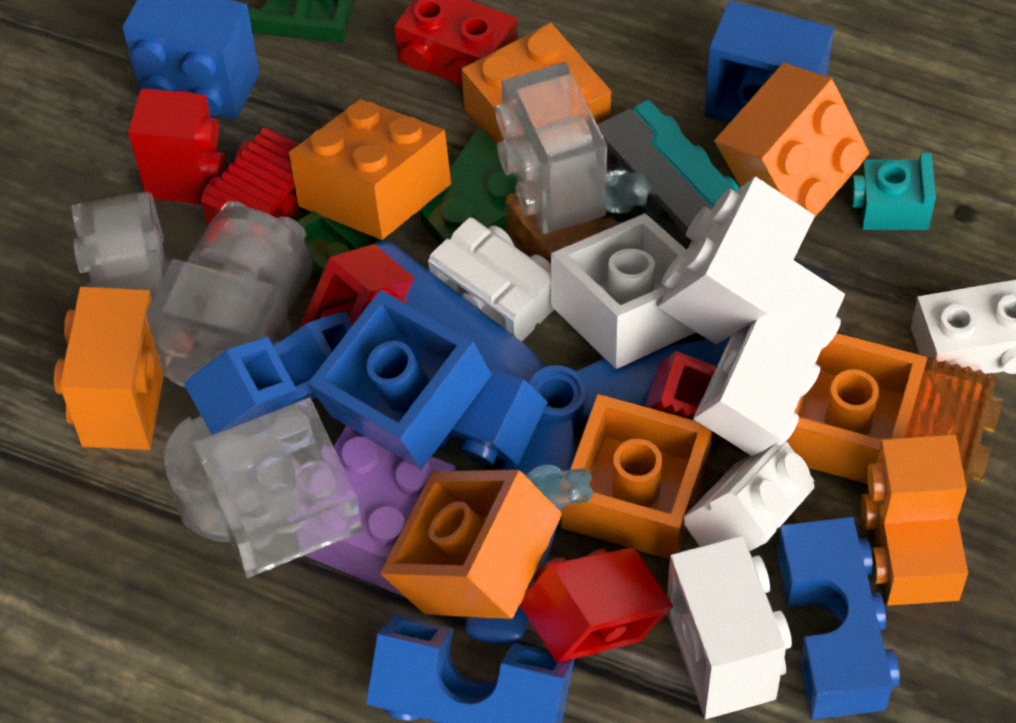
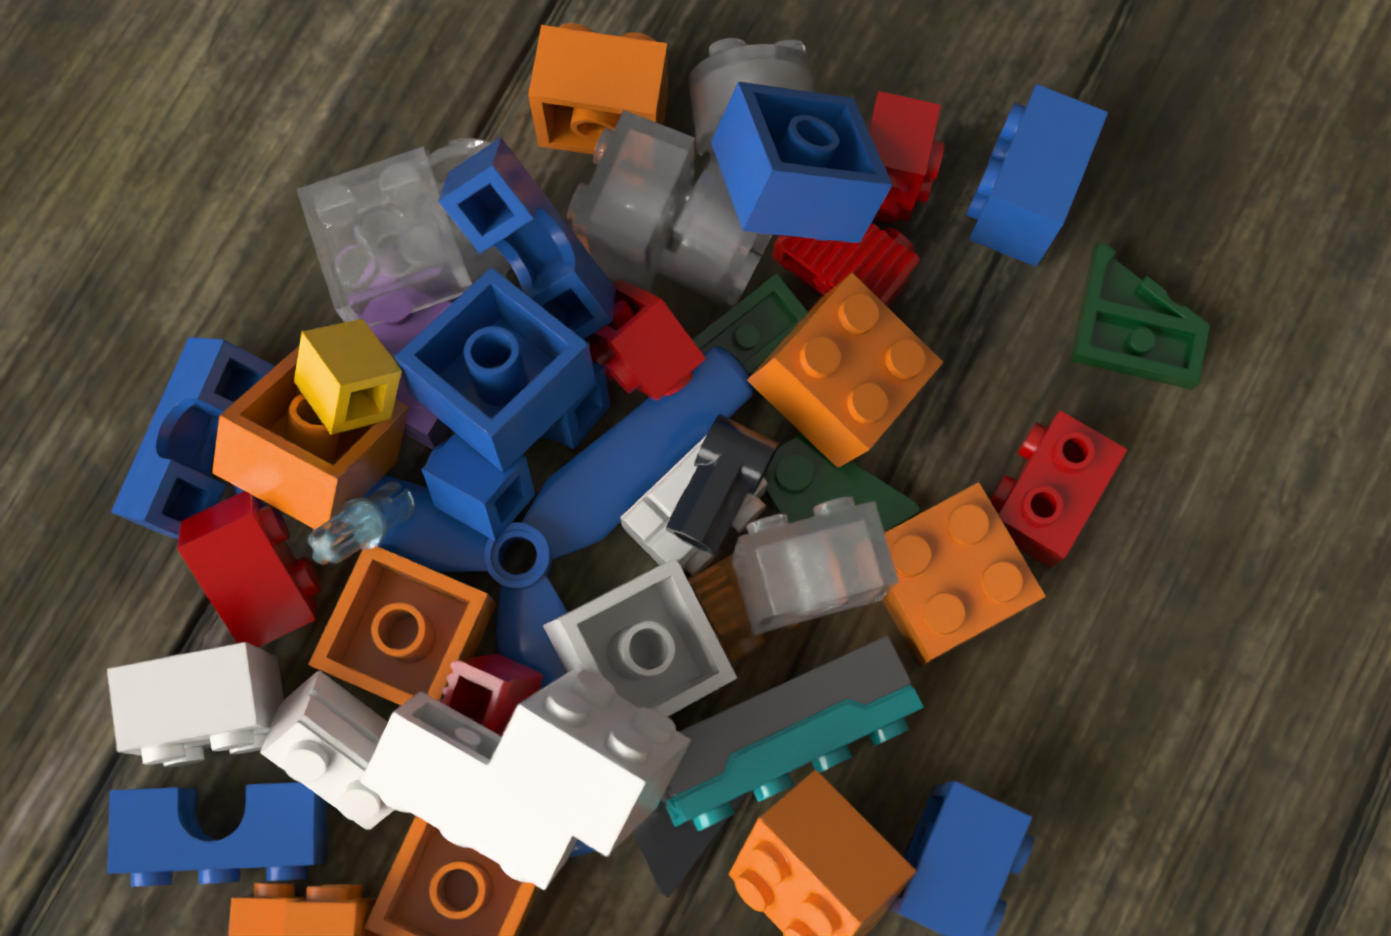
camera: 90 degrees right, 20 degrees up
(199, 175) = (799, 163): none -> blue brick
(413, 497) = (347, 376): none -> yellow brick
(467, 226) = (728, 469): none -> black piece
(626, 190) = (789, 654): clear light blue axle -> none

